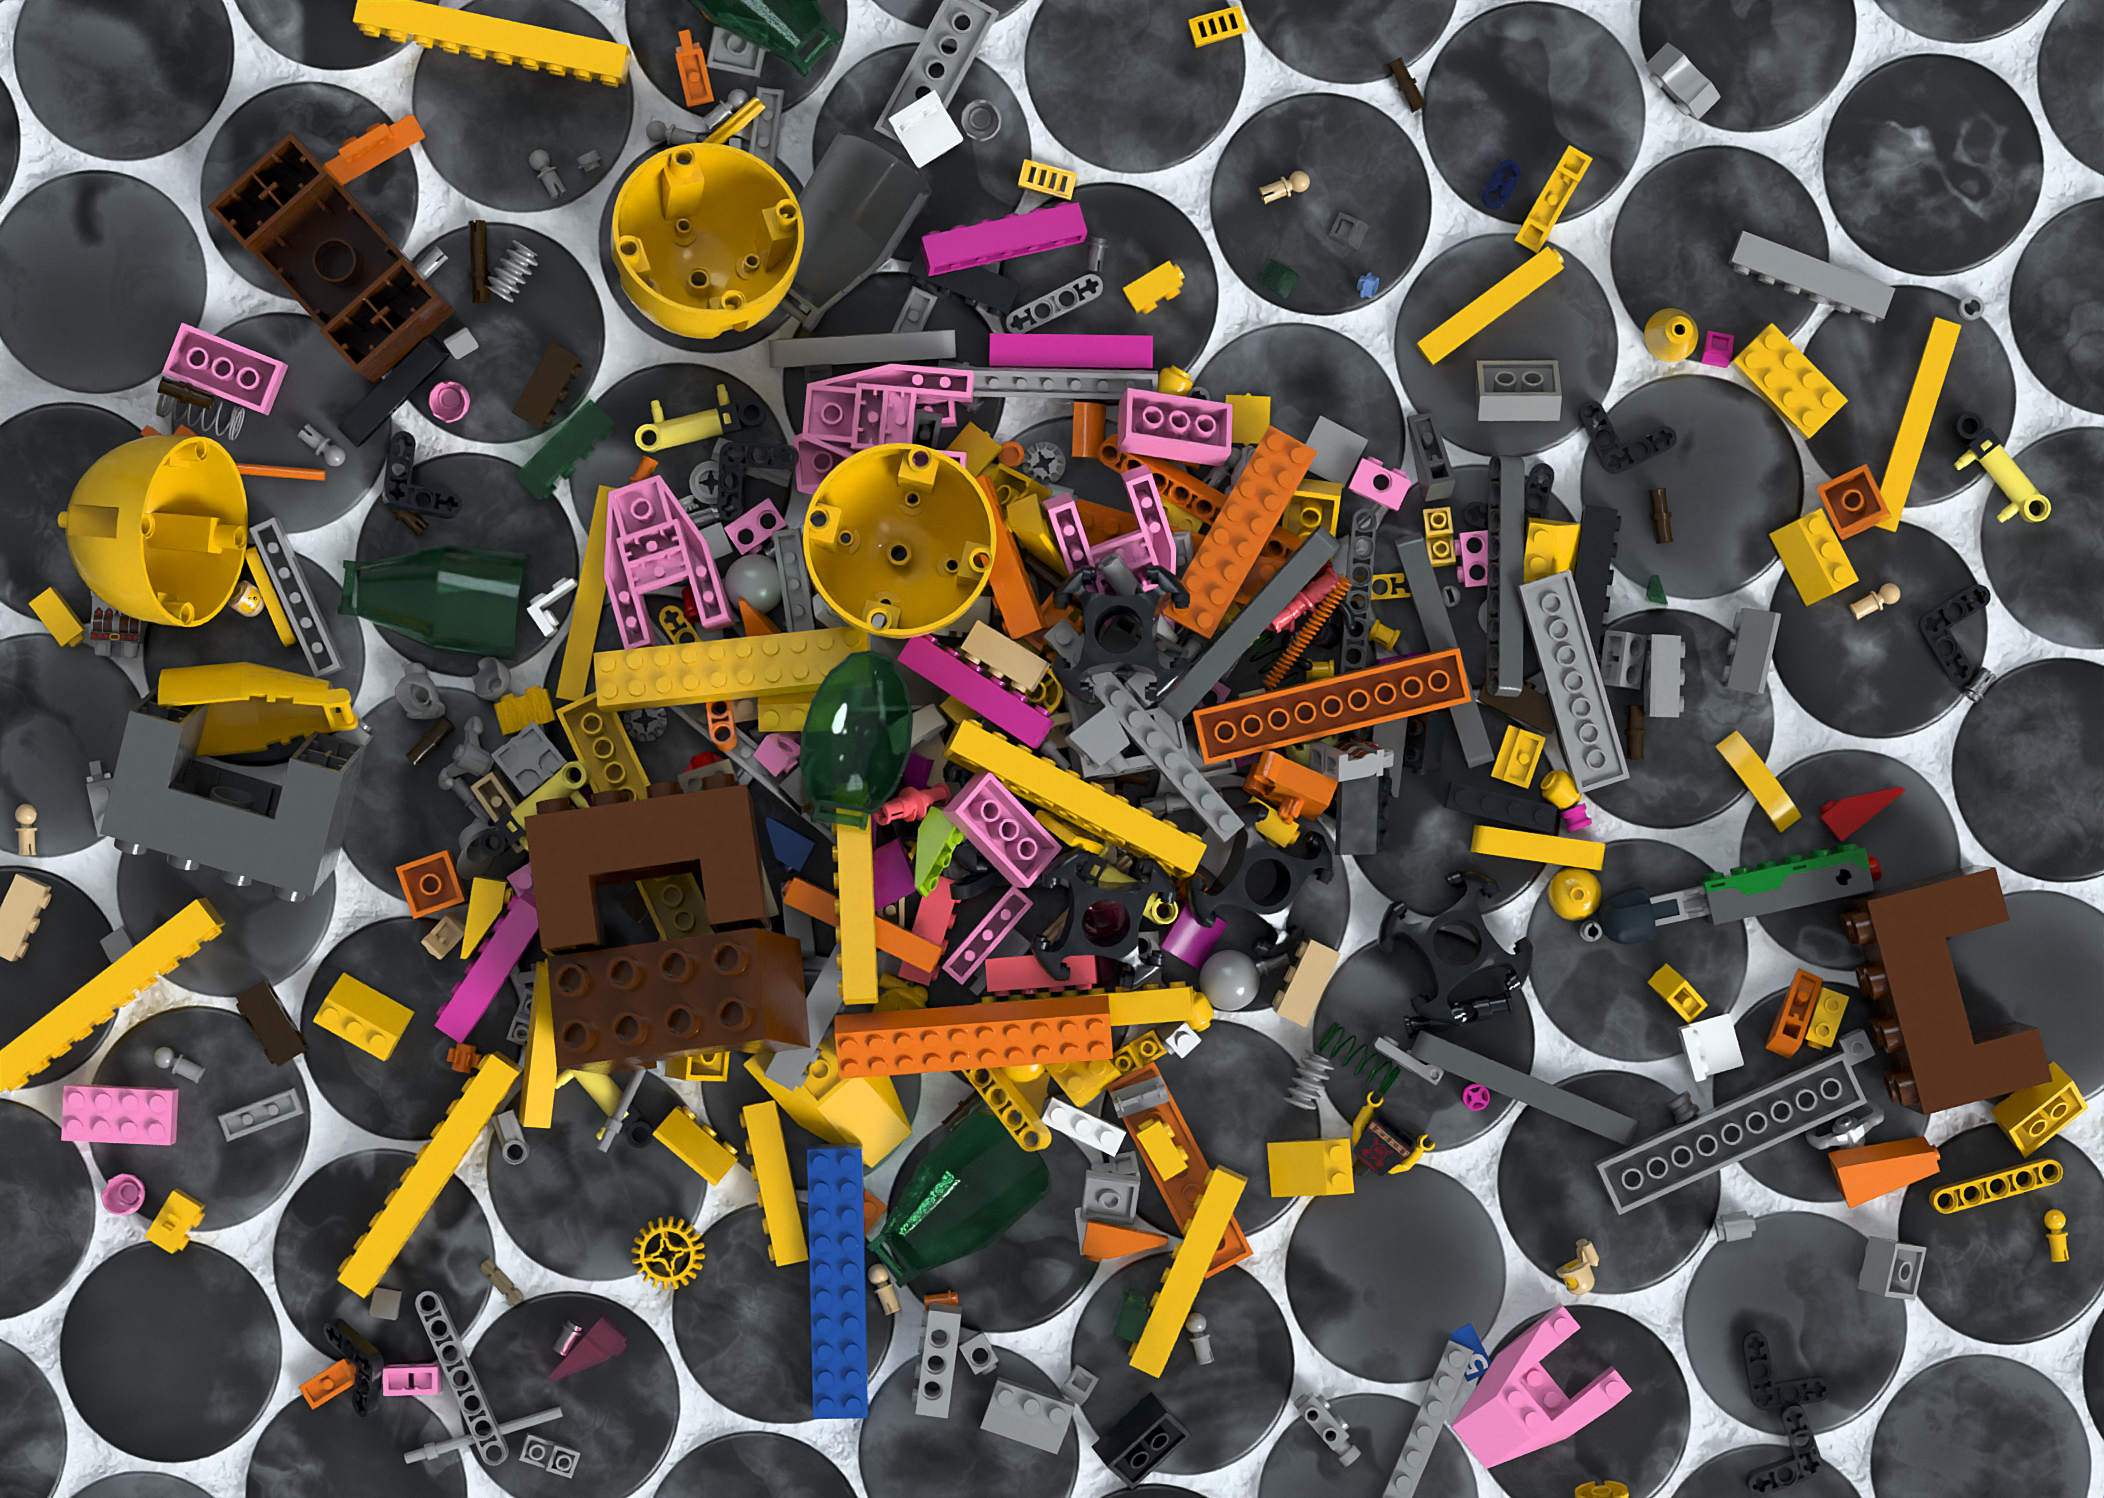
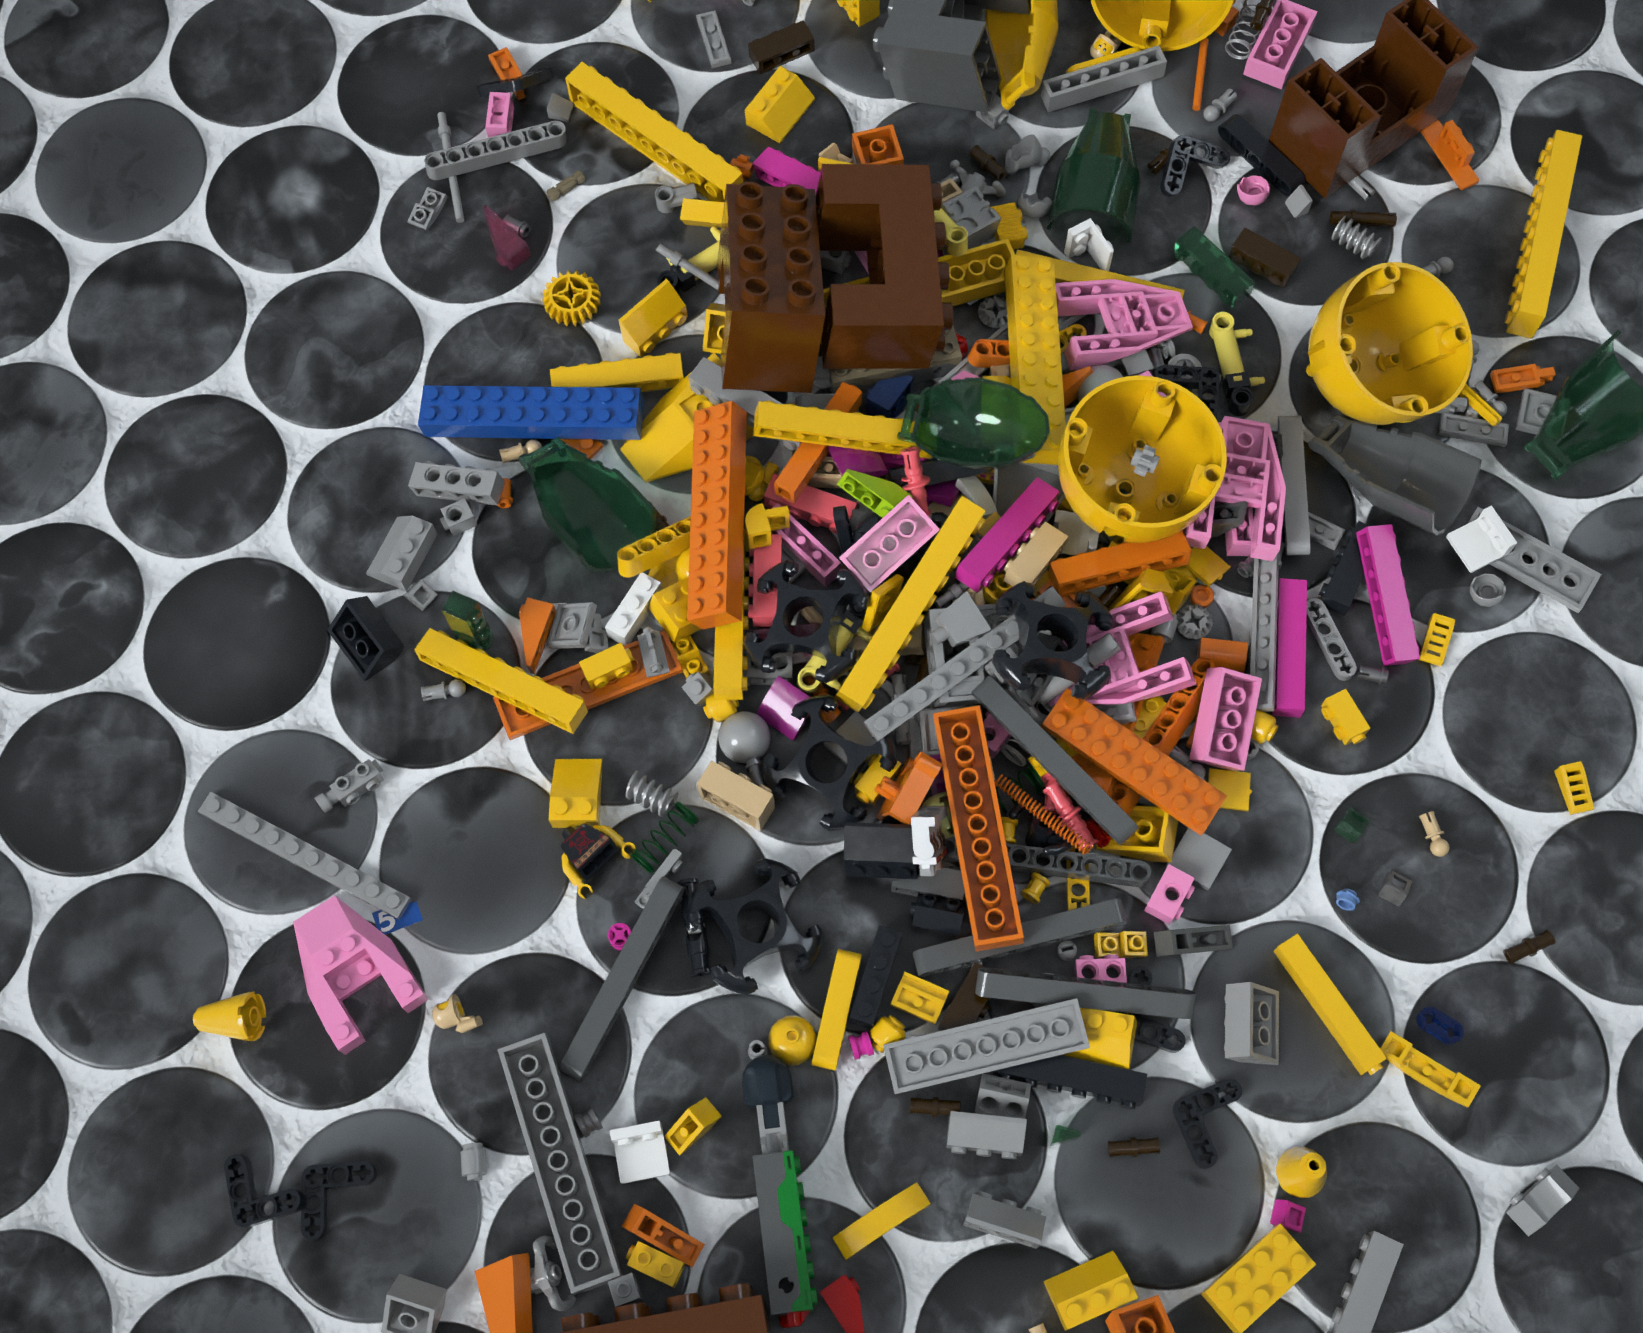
camera: 100 degrees right, 20 degrees down
(920, 540) = (1144, 460): none -> light grey gear
(979, 987) = (761, 522): none -> yellow brick

